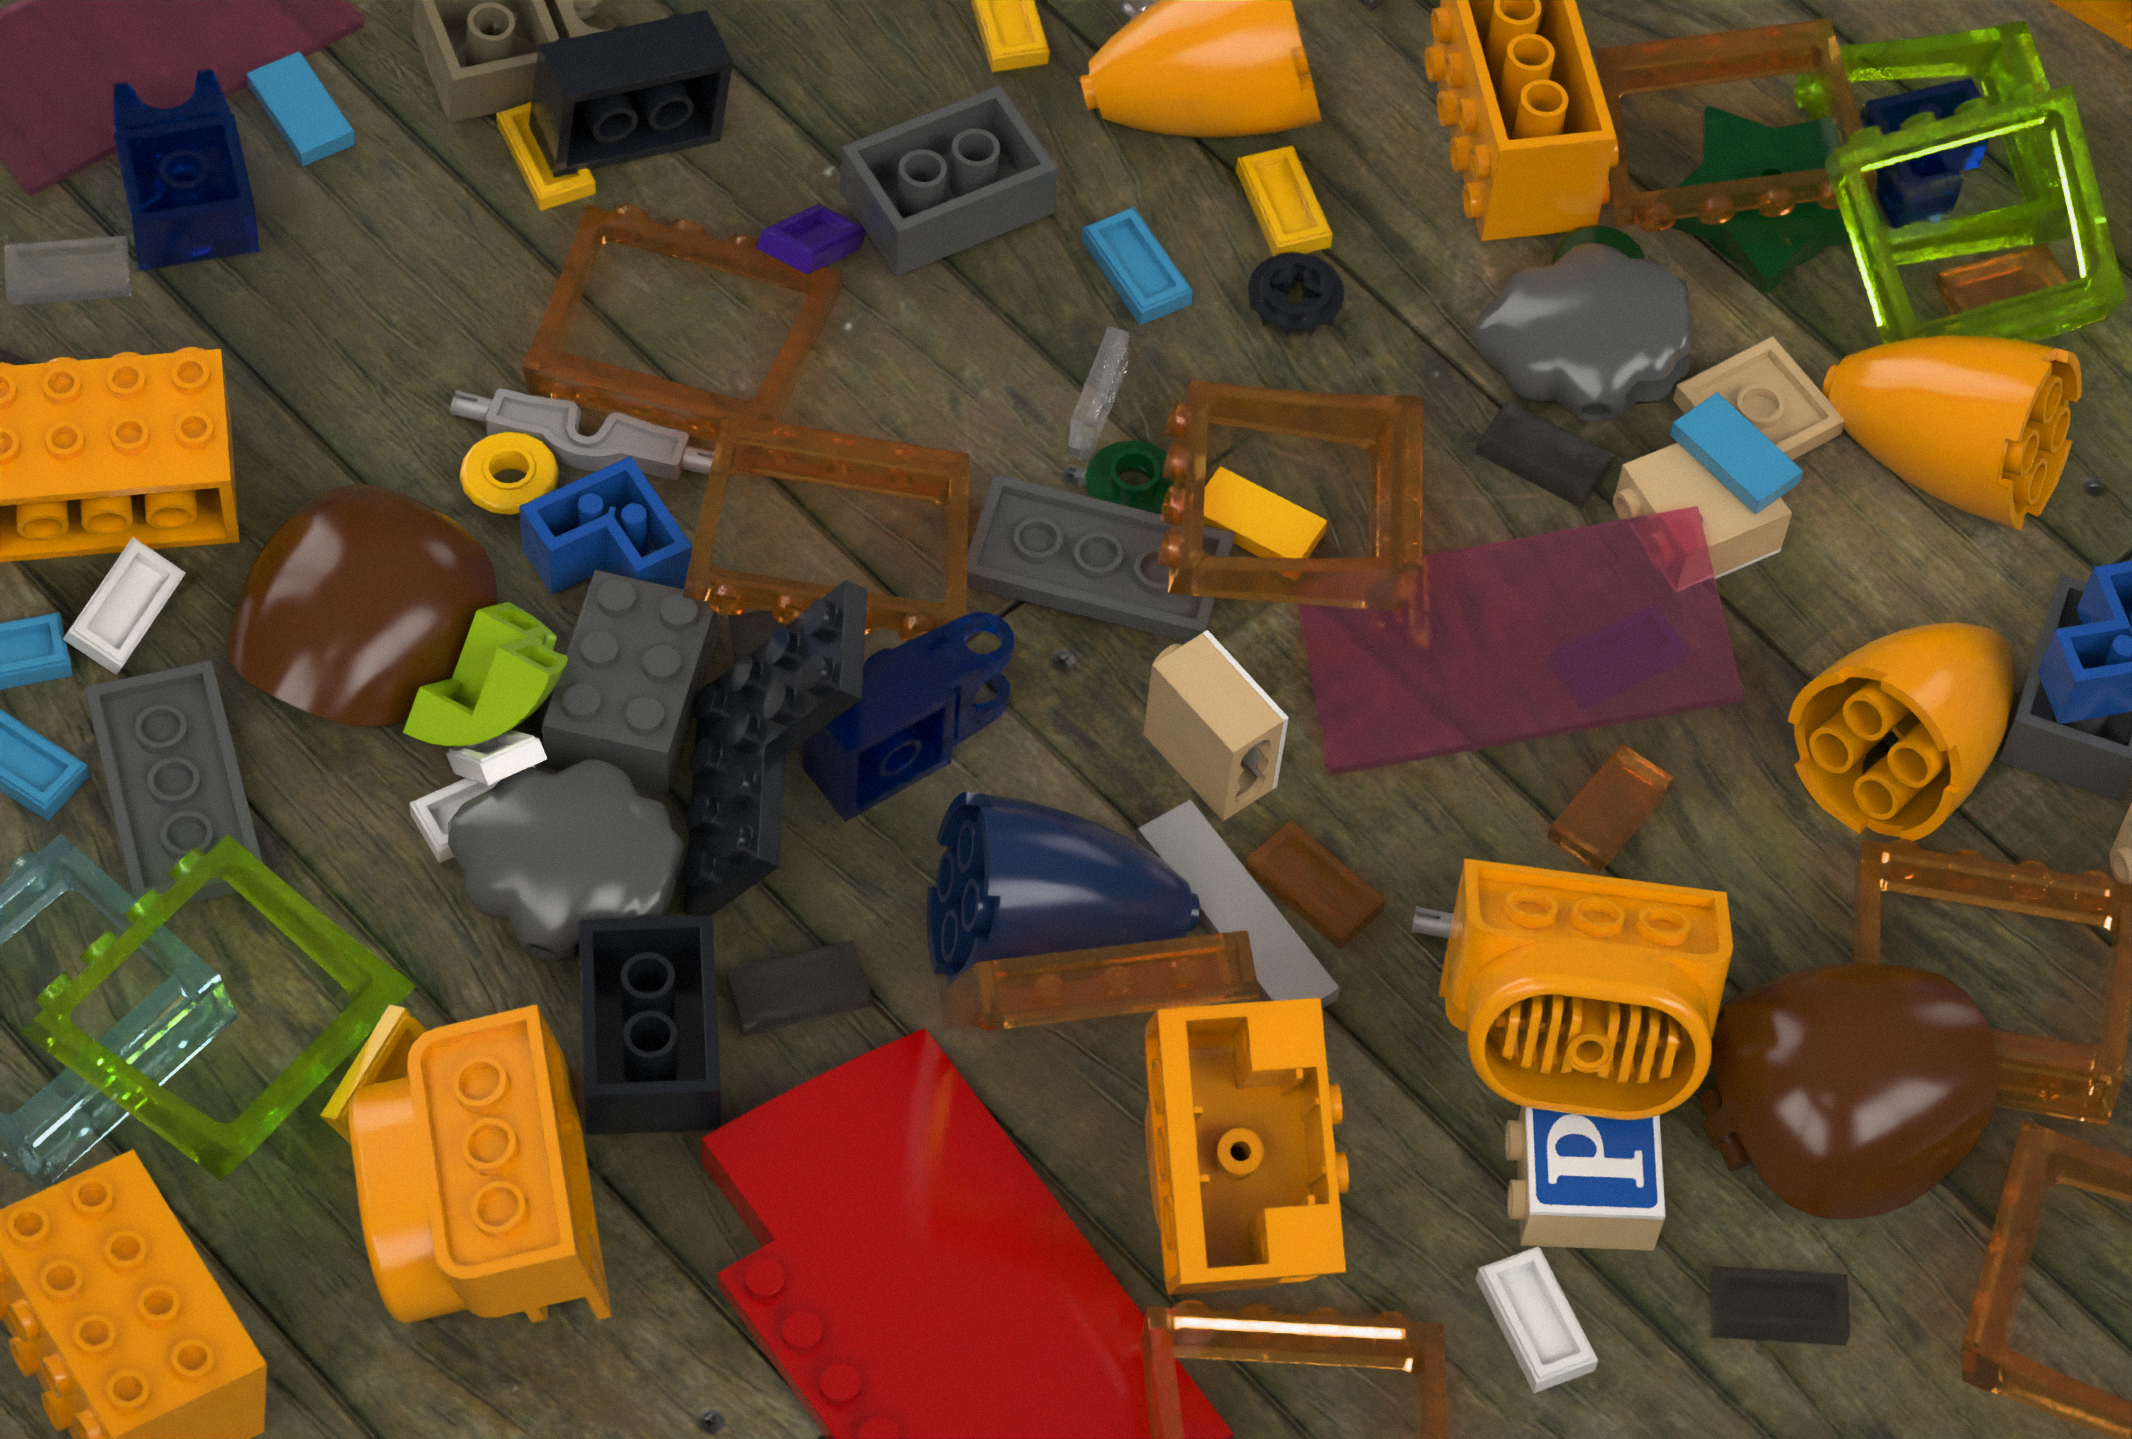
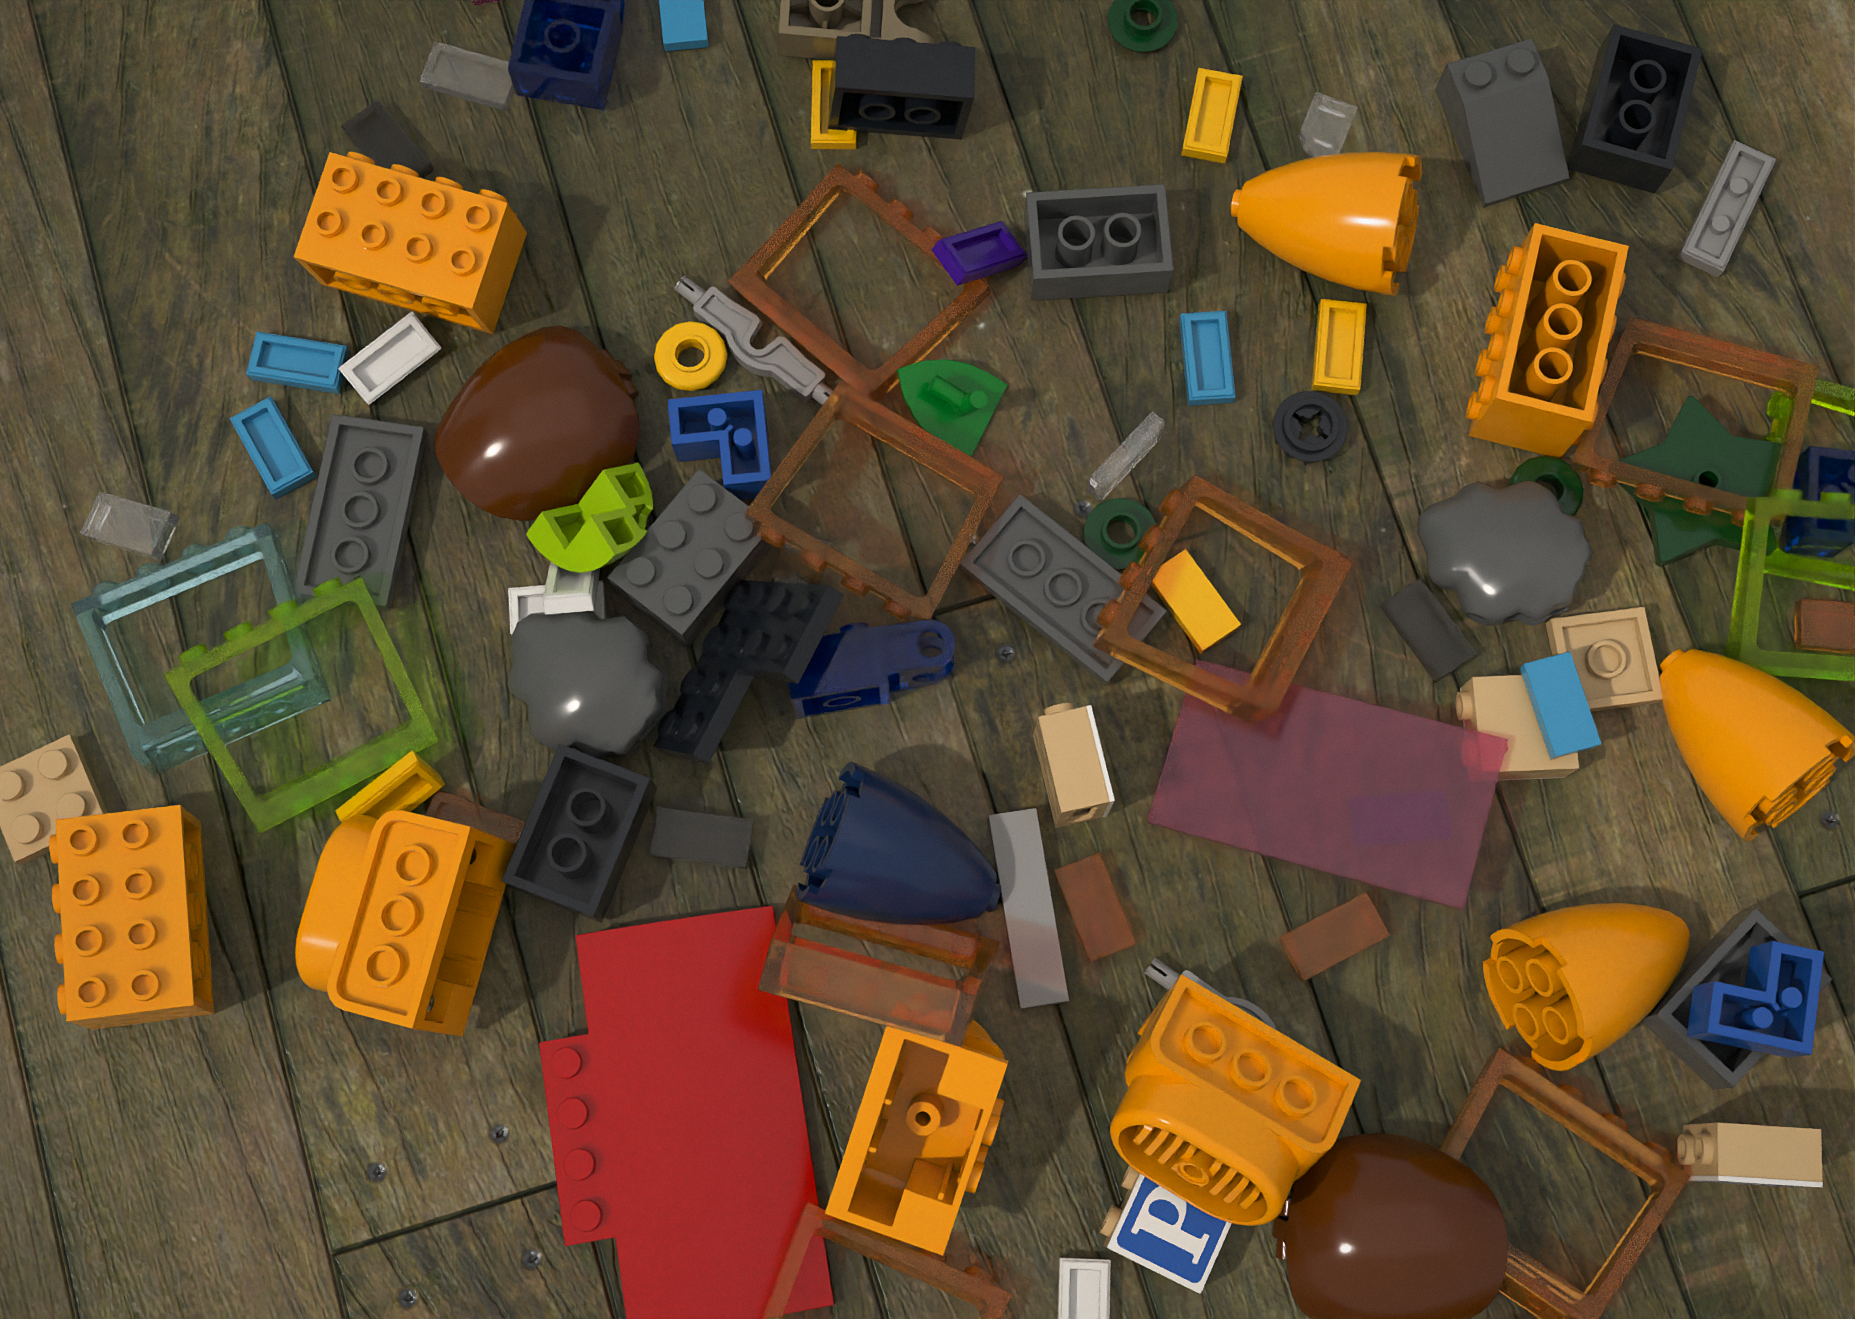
camera: 30 degrees right, 20 degrees up
(854, 400) = (951, 400): none -> green shield

